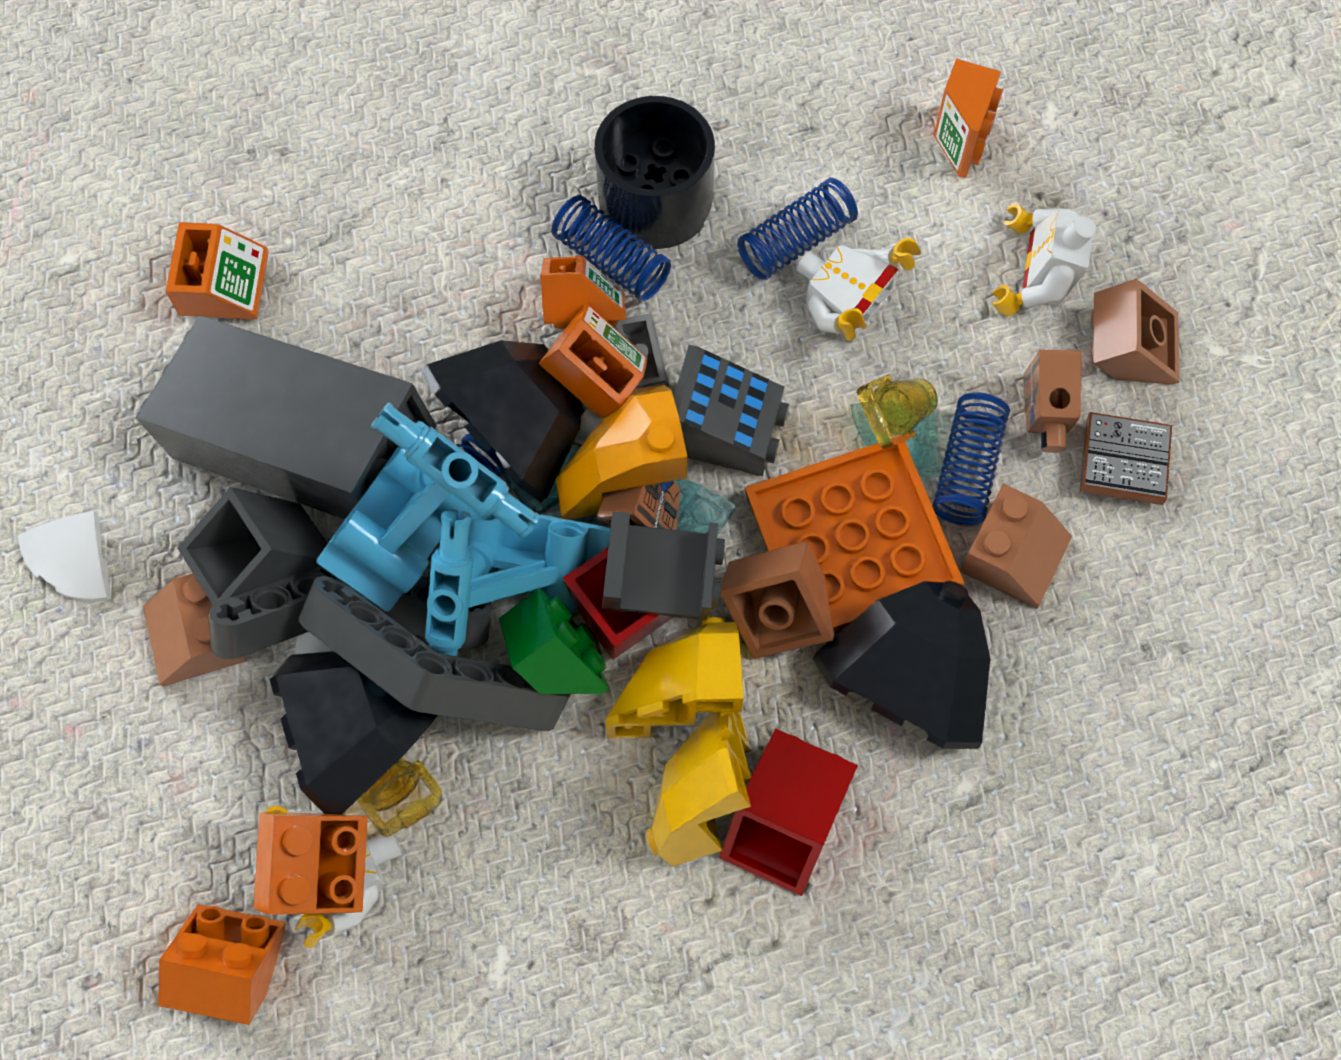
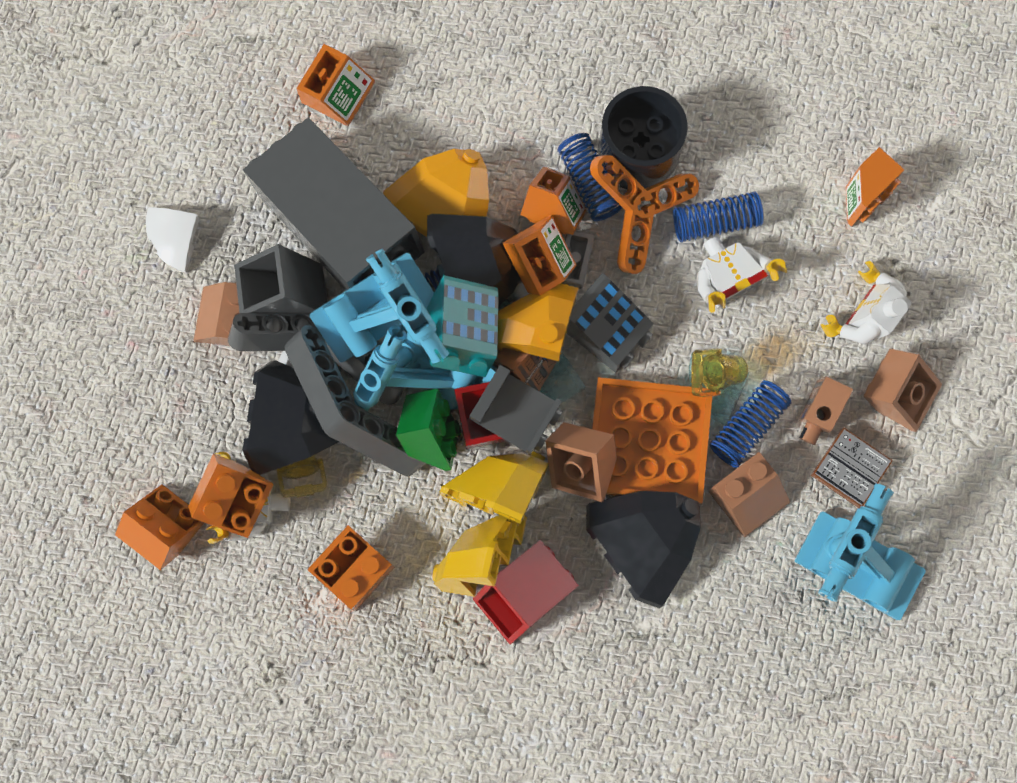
camera: 25 degrees right, 10 degrees up
(423, 325) = (442, 184): none -> light orange brick
(530, 890) = (351, 568): none -> orange slope
(548, 478) = (465, 325): none -> teal slope
(678, 252) = (630, 201): none -> orange piece
(1197, 565) = (854, 562): none -> medium azure plate

